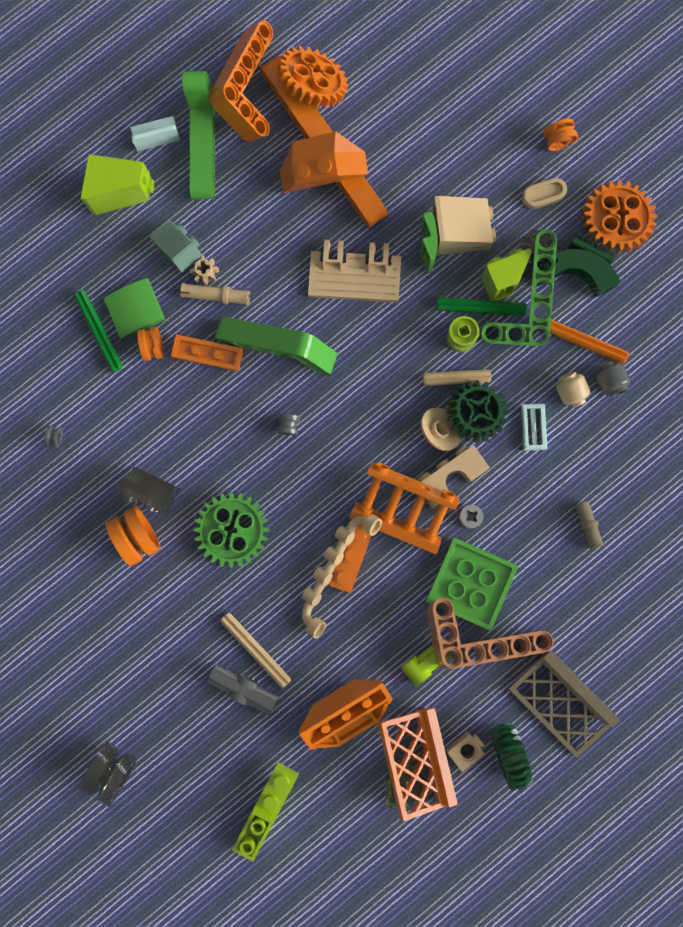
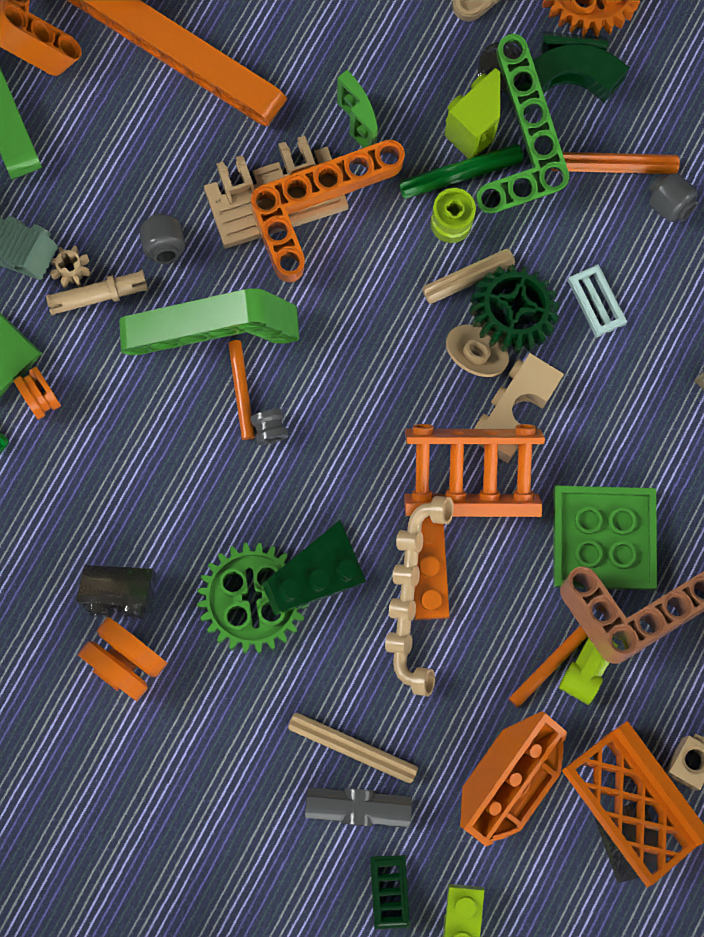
camera: 35 degrees left, 5 degrees down
(207, 353) = (119, 375): orange plate -> none
(234, 771) = (389, 922): none -> dark green slope
(270, 275) = (162, 238): none -> dark grey head
(277, 531) = (315, 573): none -> dark green wing
(281, 391) = (241, 389): none -> orange bar
(321, 162) = (170, 63): orange wedge -> none
(379, 285) = (315, 194): none -> orange beam
(399, 651) = (548, 667): none -> orange bar
(463, 224) = (393, 72): tan slope -> none
(467, 519) = (561, 456): light grey wheel -> none
(573, 389) = (627, 230): tan head -> none

